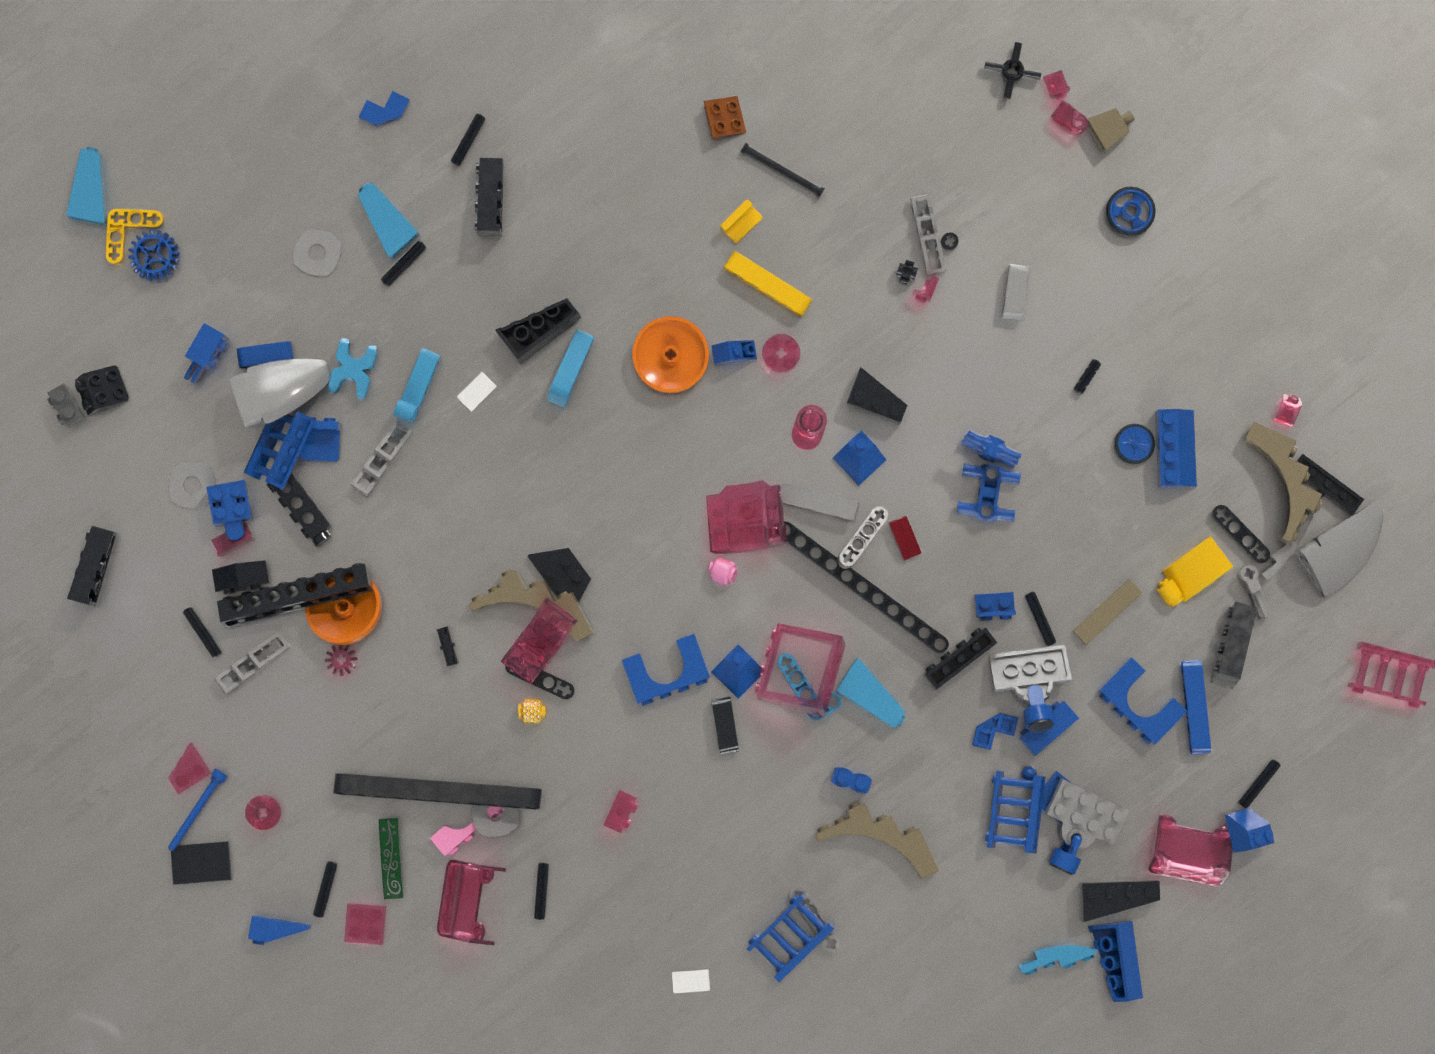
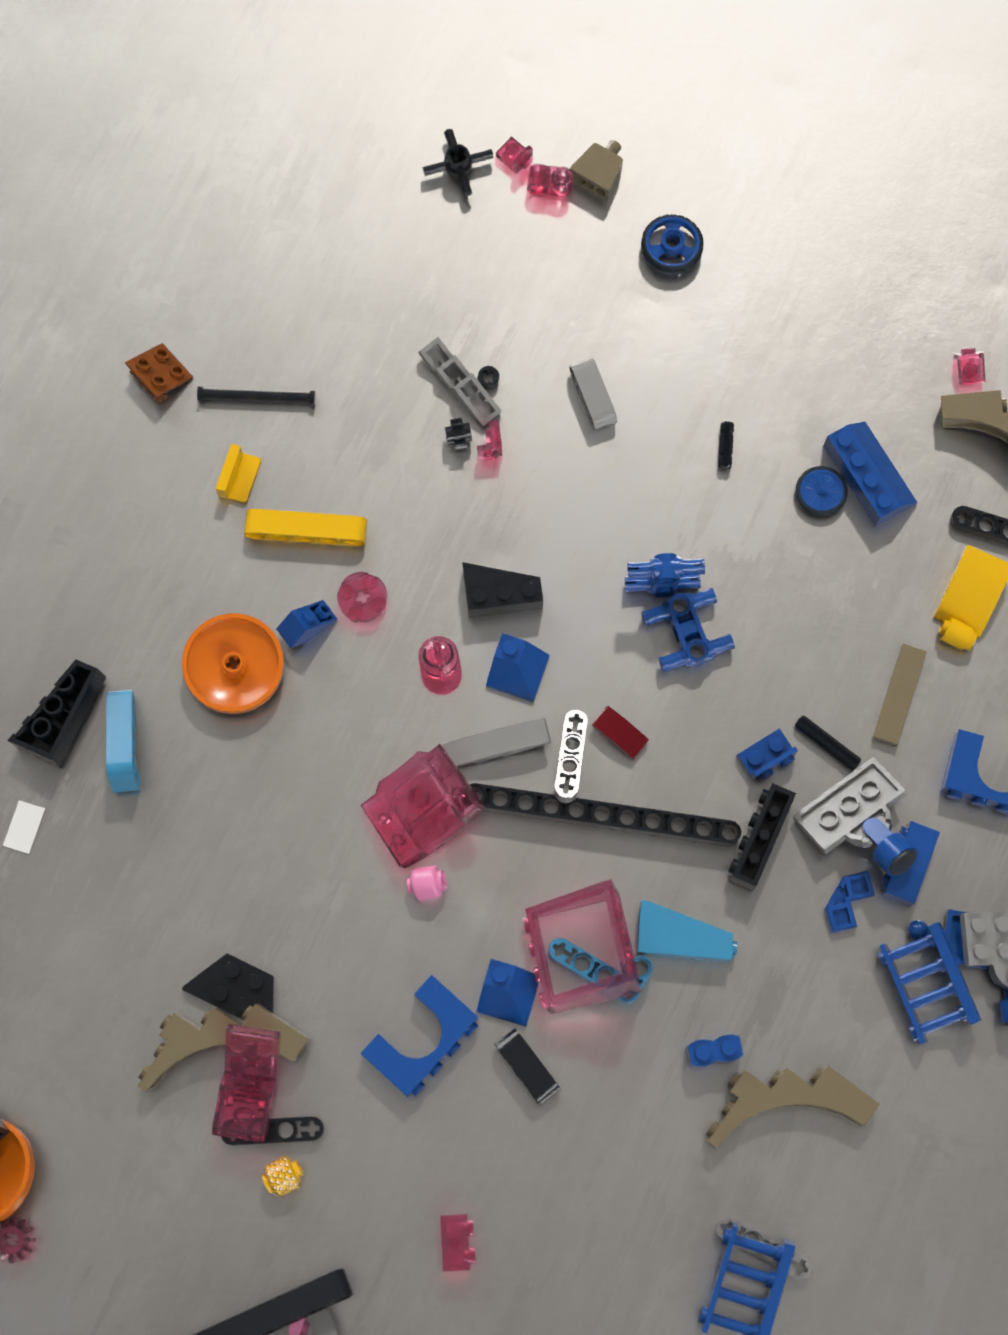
camera: 25 degrees left, 10 degrees down
(447, 646) = (138, 1151): black pin -> none

